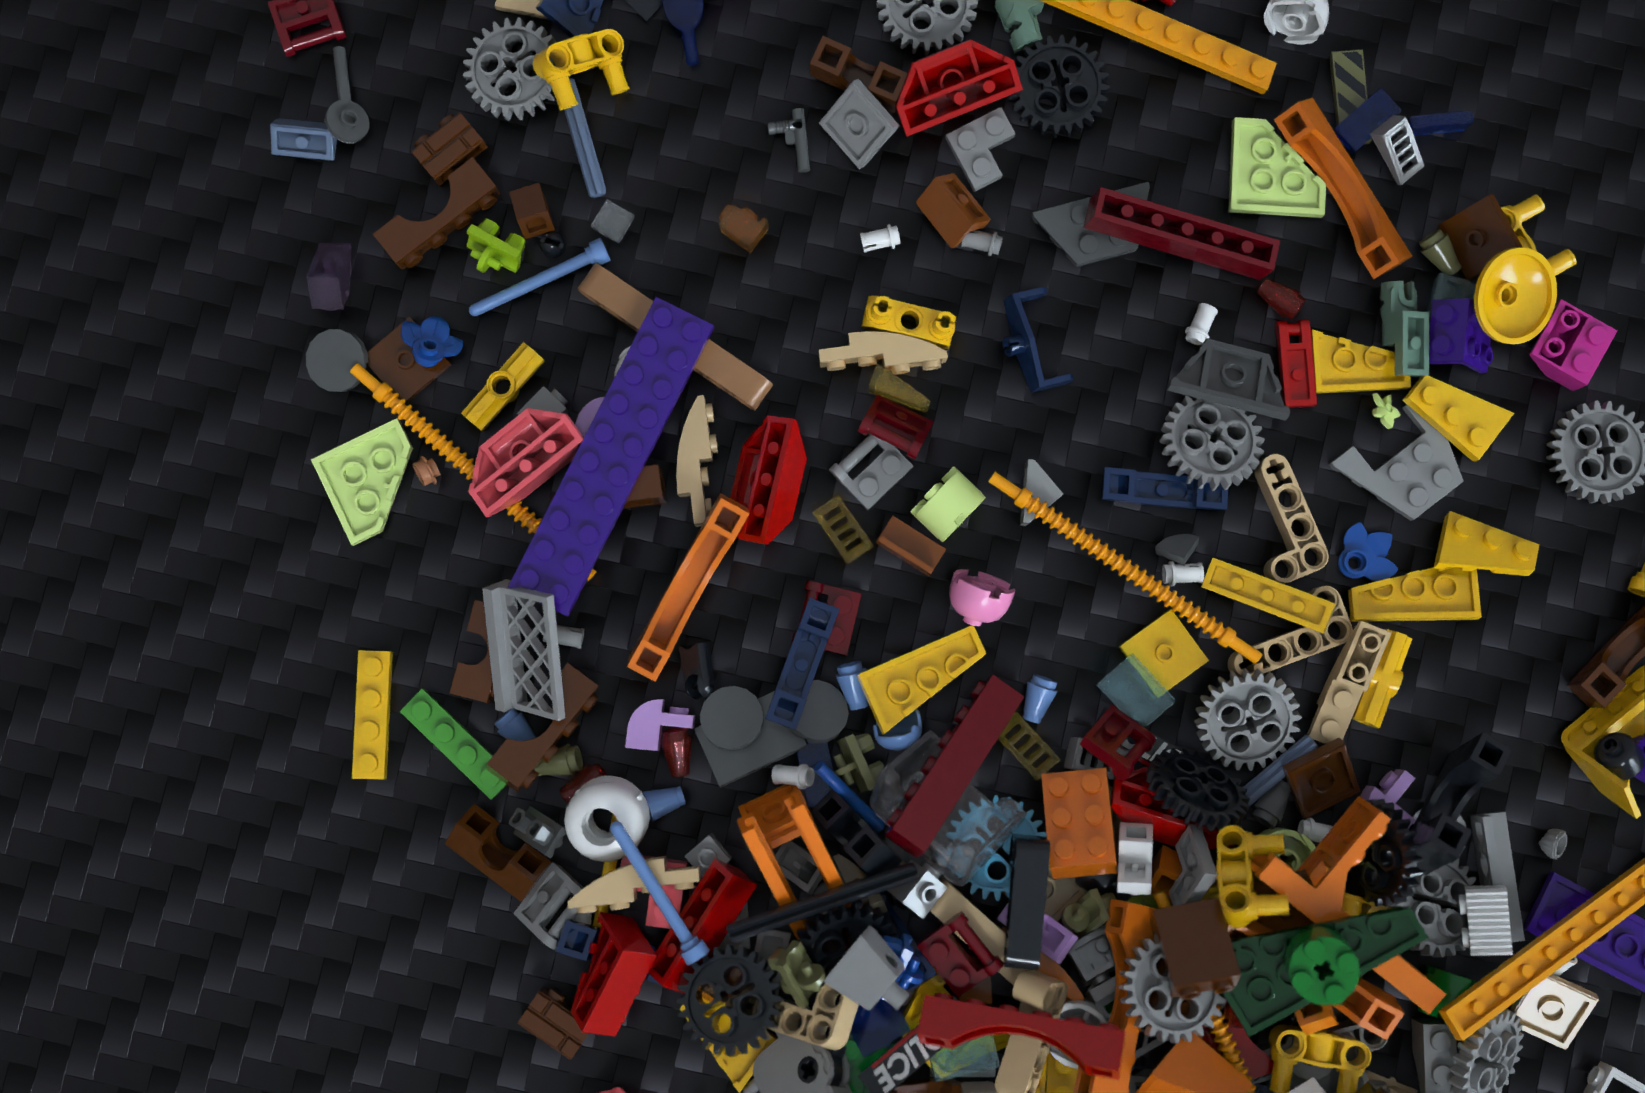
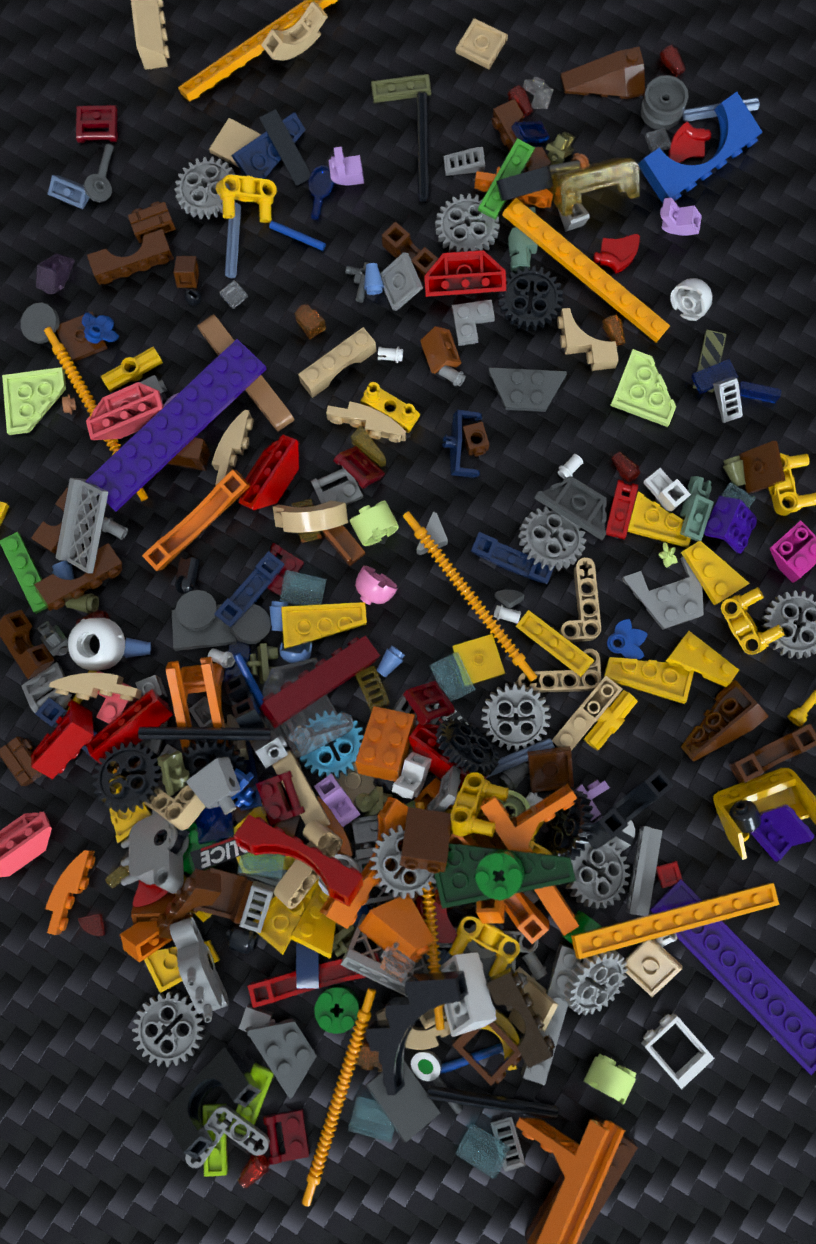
camera: 25 degrees right, 5 degrees down
(493, 251) = (155, 289): lime hips -> none
(593, 254) = (216, 308): medium blue piece -> none
(646, 724) = (145, 596): lavender brick -> none
(677, 750) = (156, 620): clear red cone -> none
(678, 99) = (297, 235): none -> blue bar
(691, 946) = (115, 734): medium blue piece -> none
(806, 277) = (352, 350): none -> tan arch
(815, 132) = (373, 280): none -> medium blue cone
(853, 531) = (310, 518): none -> tan arch
(875, 635) = (302, 589): none -> clear light blue plate
(1026, 901) = (332, 778): black beam -> none
(1051, 314) = (472, 431): none -> reddish brown brick
(1143, 130) = (573, 340): none -> tan arch
(1181, 233) = (574, 406): dark red brick -> none
(1197, 96) = (614, 329): none -> clear orange cone
(1355, 319) = (667, 493): none -> white brick
(1370, 227) = (695, 441): orange arch -> none
(1391, 1063) = (534, 965): none -> light grey pin
(1487, 920) = (624, 891): white brick -> none
(1515, 295) = (780, 508): yellow dish -> none
(1527, 480) = (743, 625): none -> yellow piece
(1533, 870) = (668, 874): none -> red tile
(1546, 621) = (728, 719): none -> reddish brown wedge
(1554, 843) = (687, 861): light grey piece -> none

